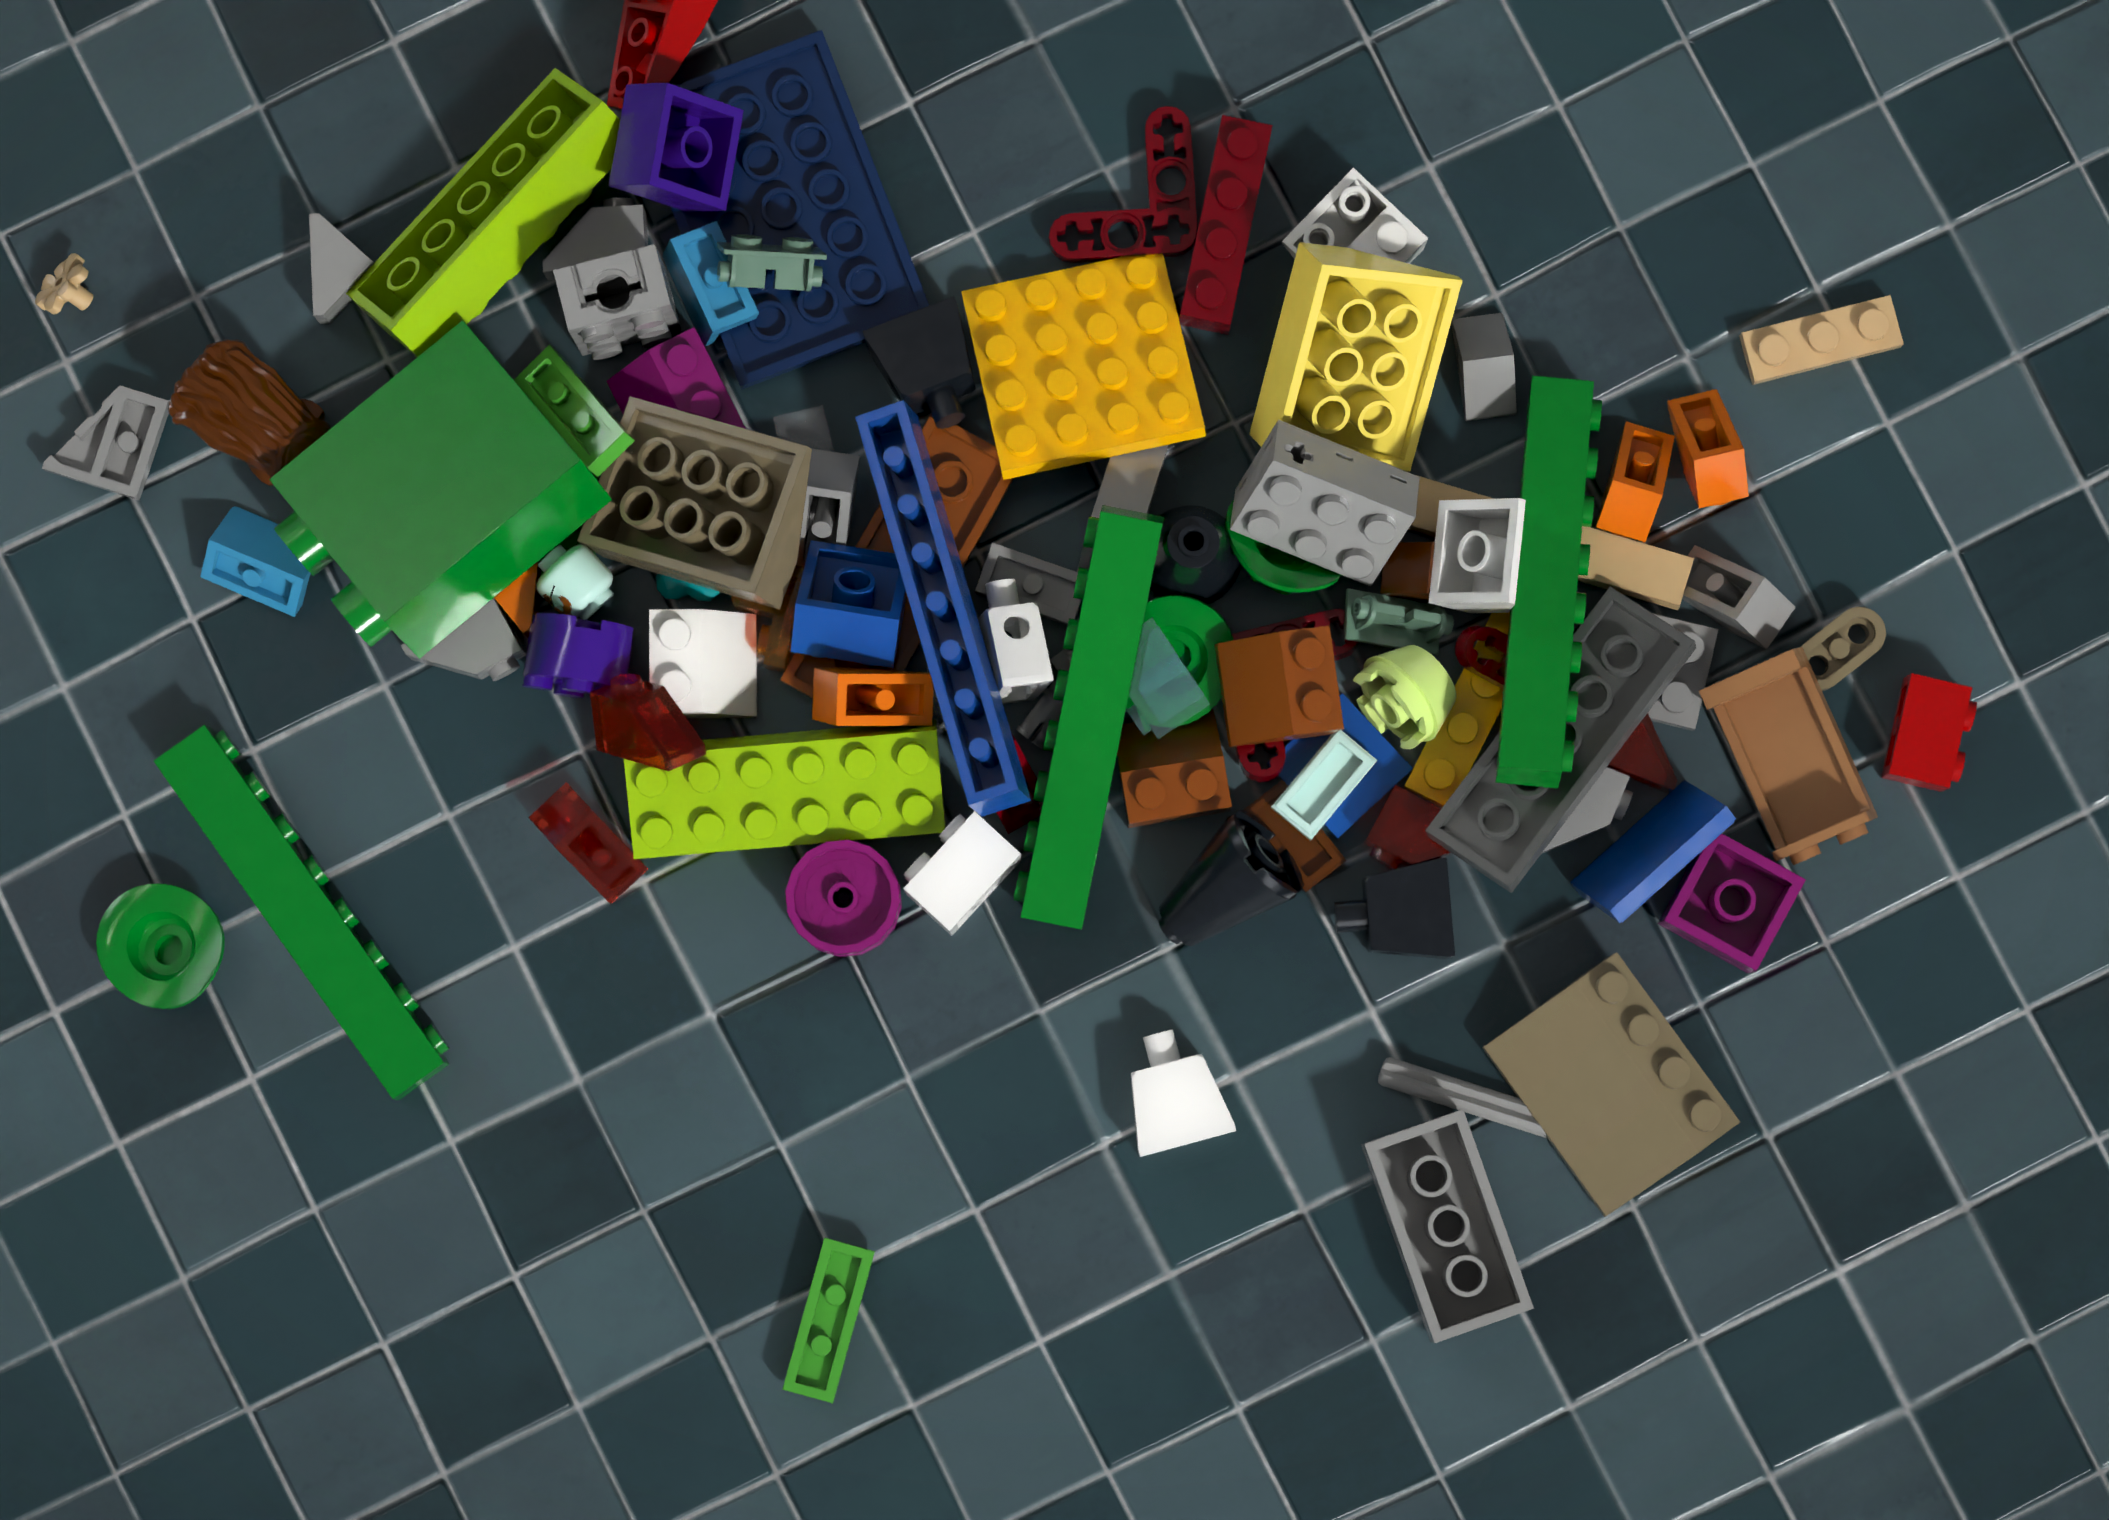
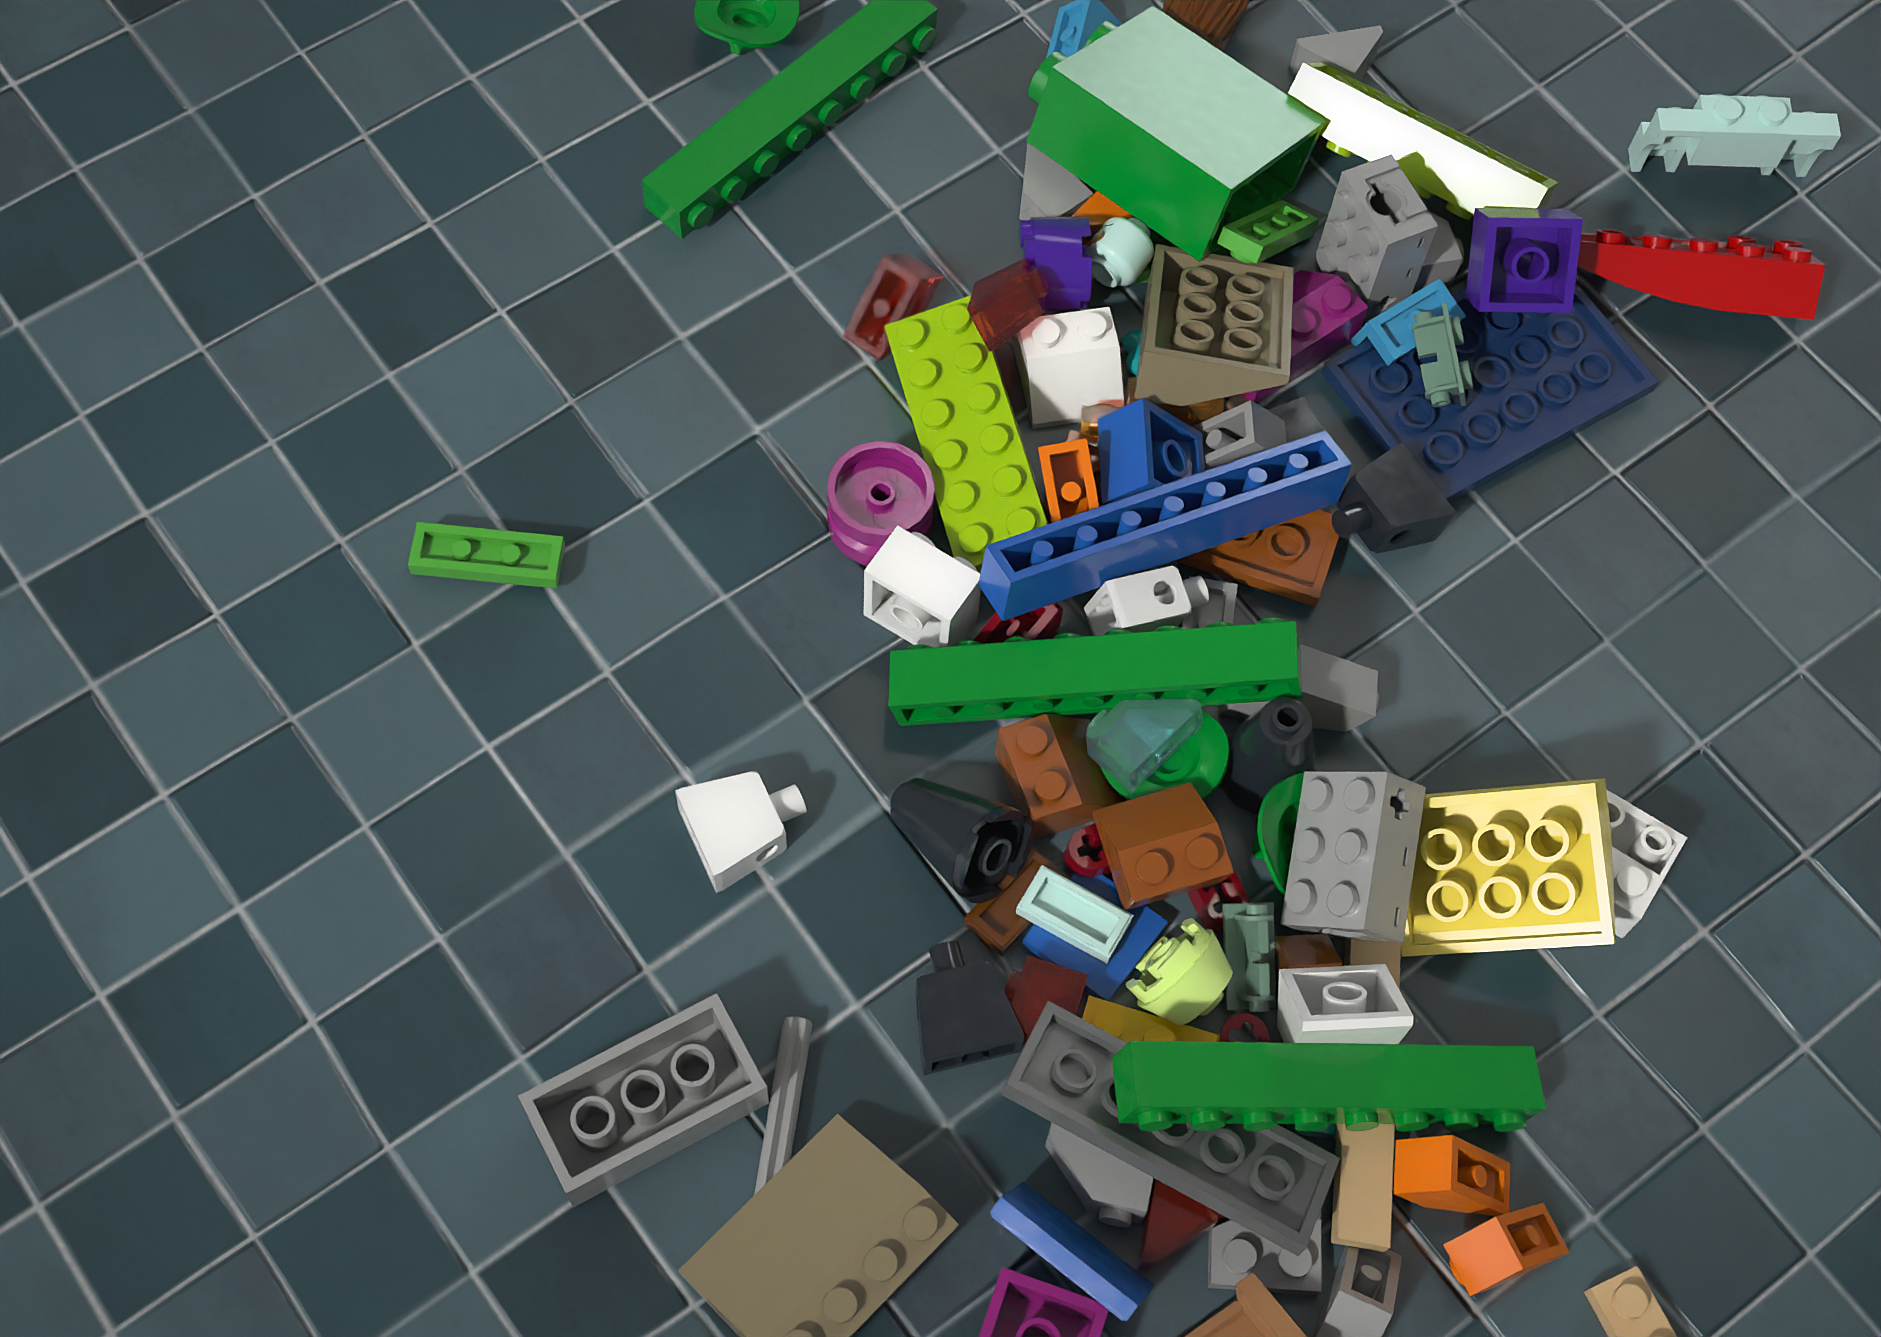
camera: 75 degrees right, 20 degrees down
(1083, 364) = (1424, 633): yellow plate -> none
(1160, 210) = (1584, 688): dark red beam -> none
(1225, 224) = (1592, 741): dark red brick -> none
(1485, 366) = (1524, 1009): light grey slope -> none

